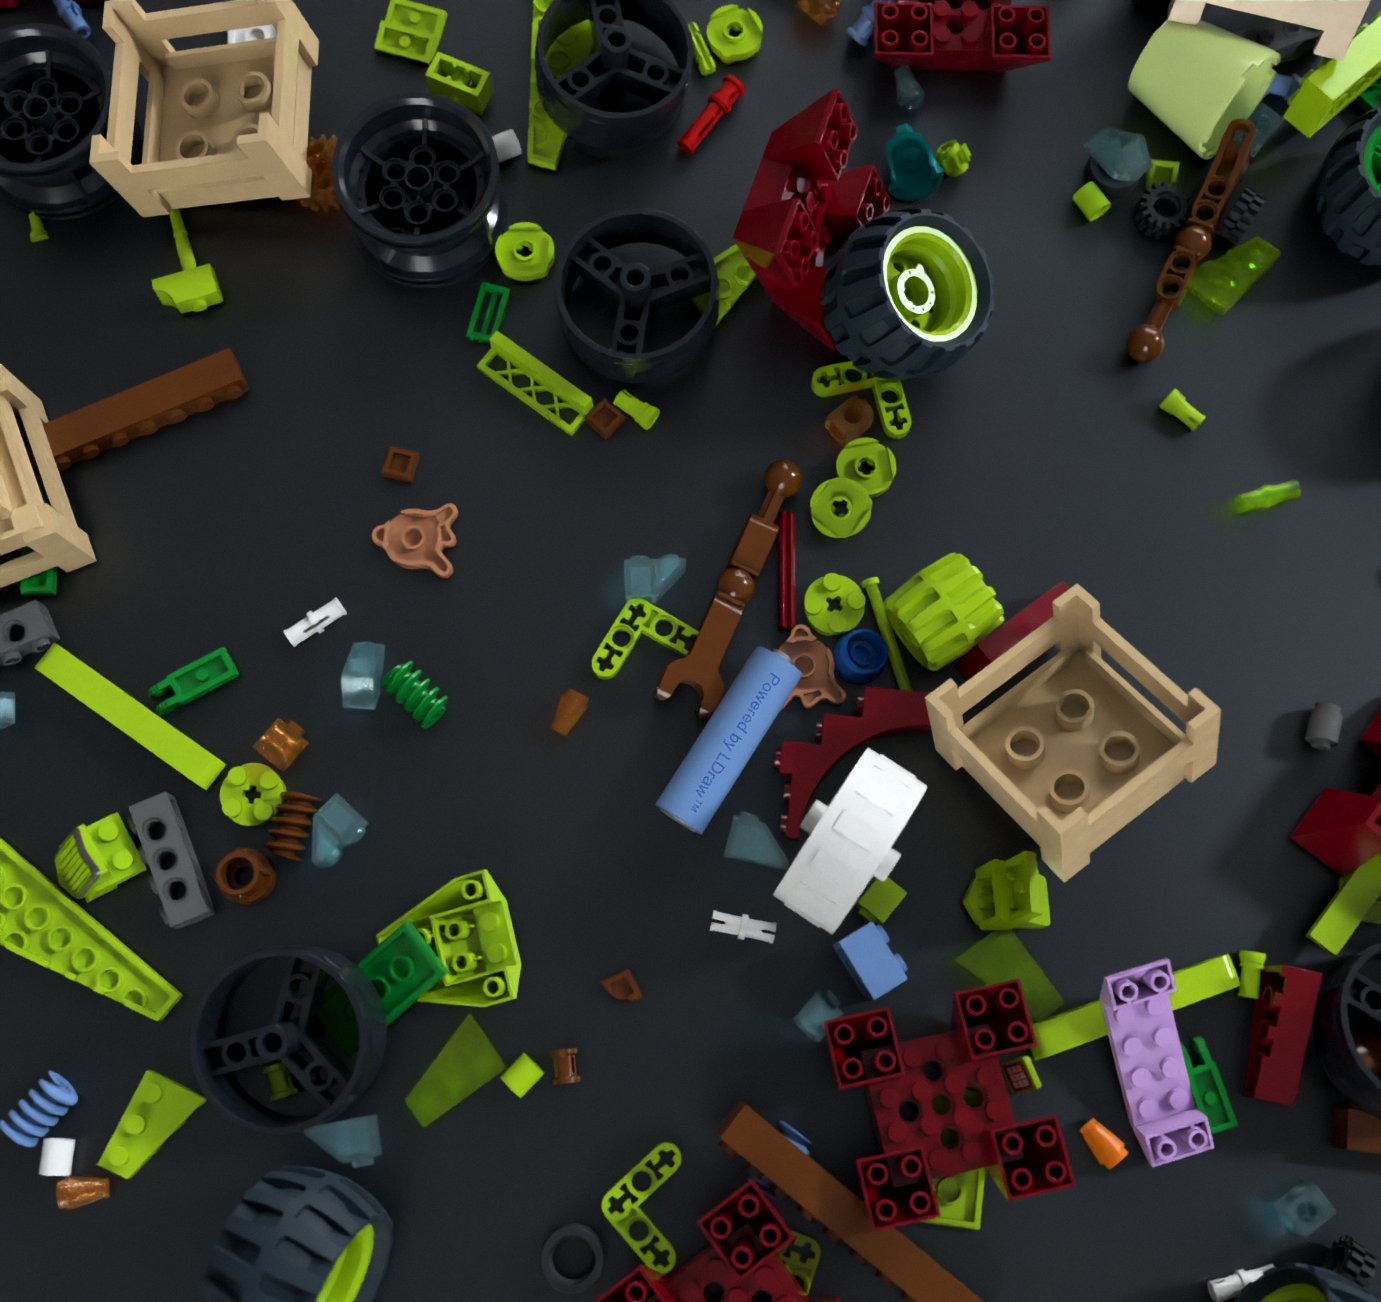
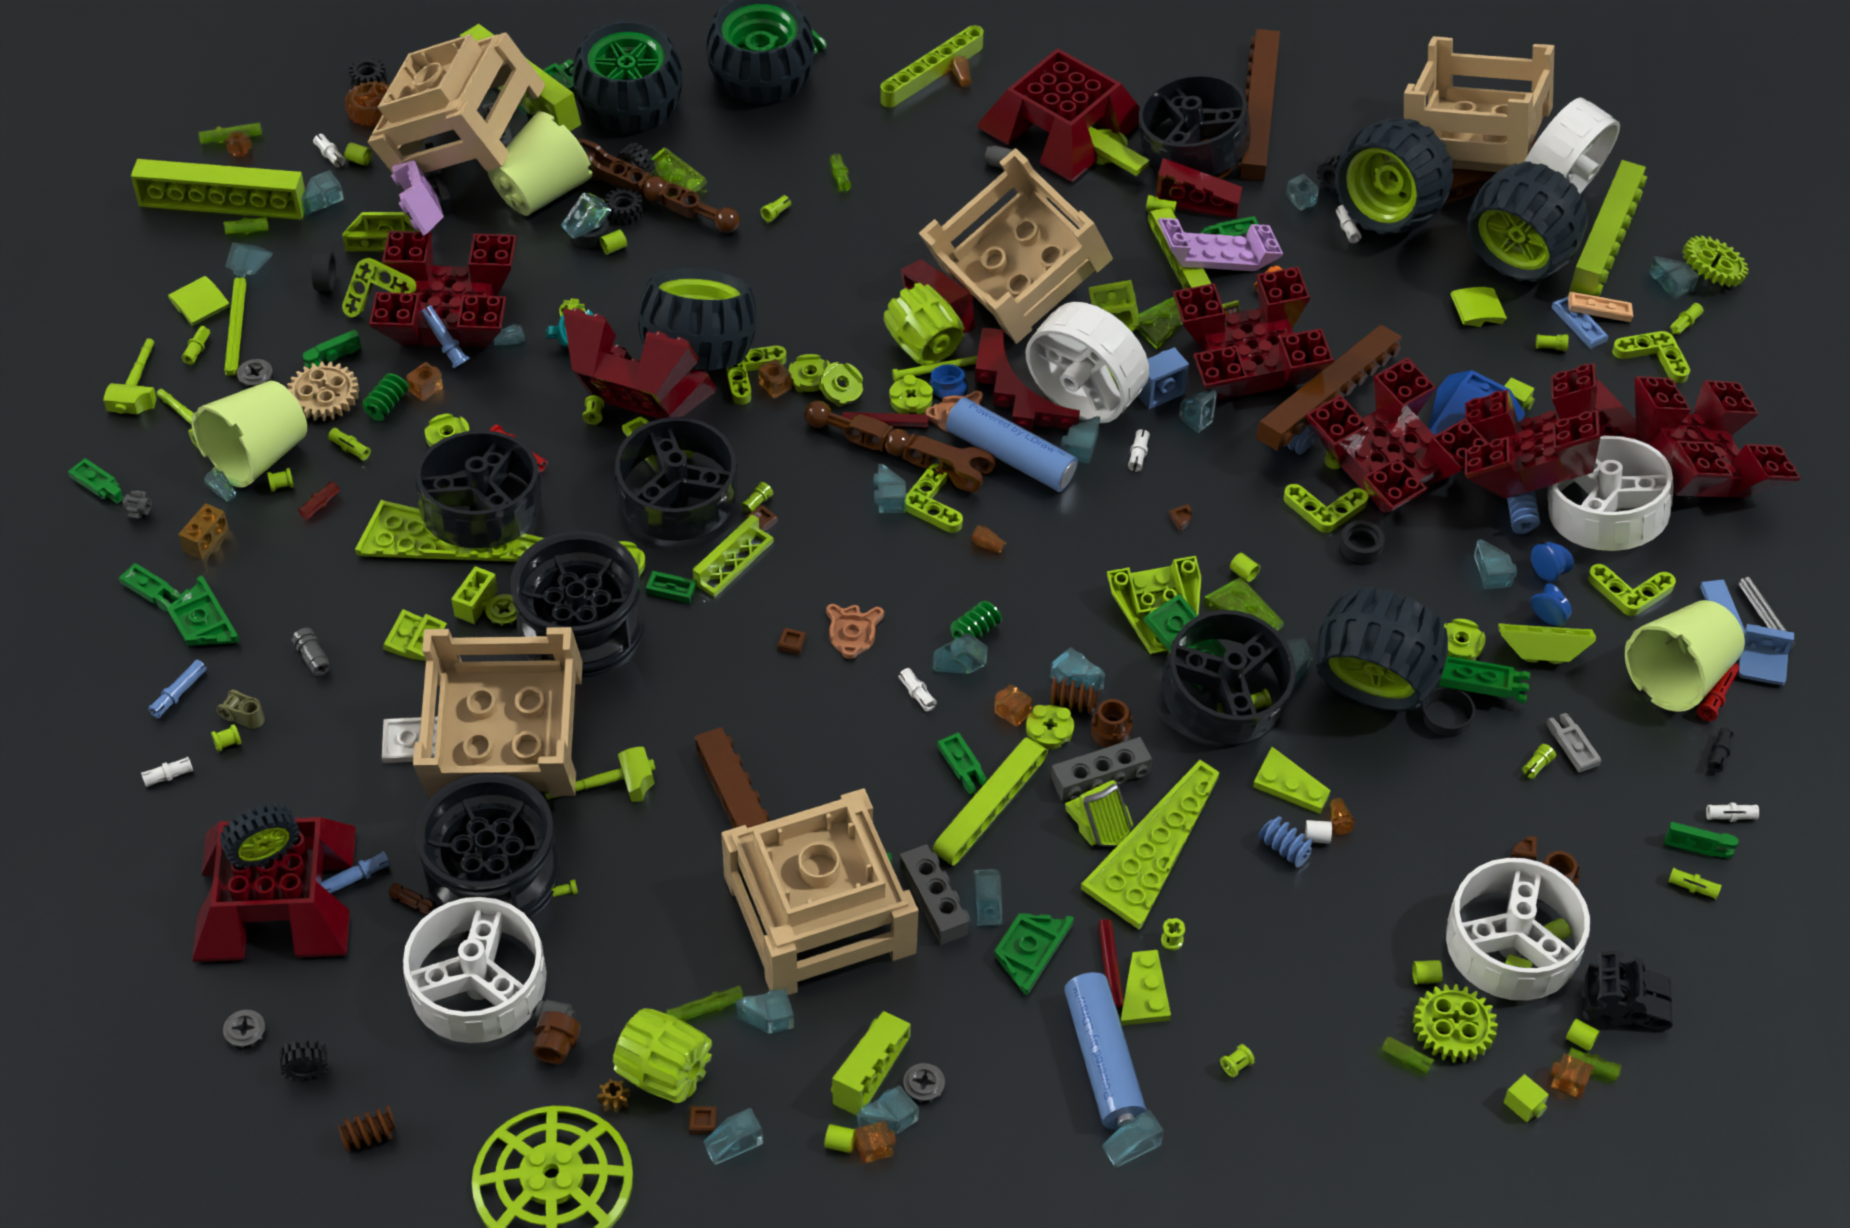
camera: 85 degrees left, 25 degrees down
(564, 1066) = (1237, 544): reddish brown bush -> none

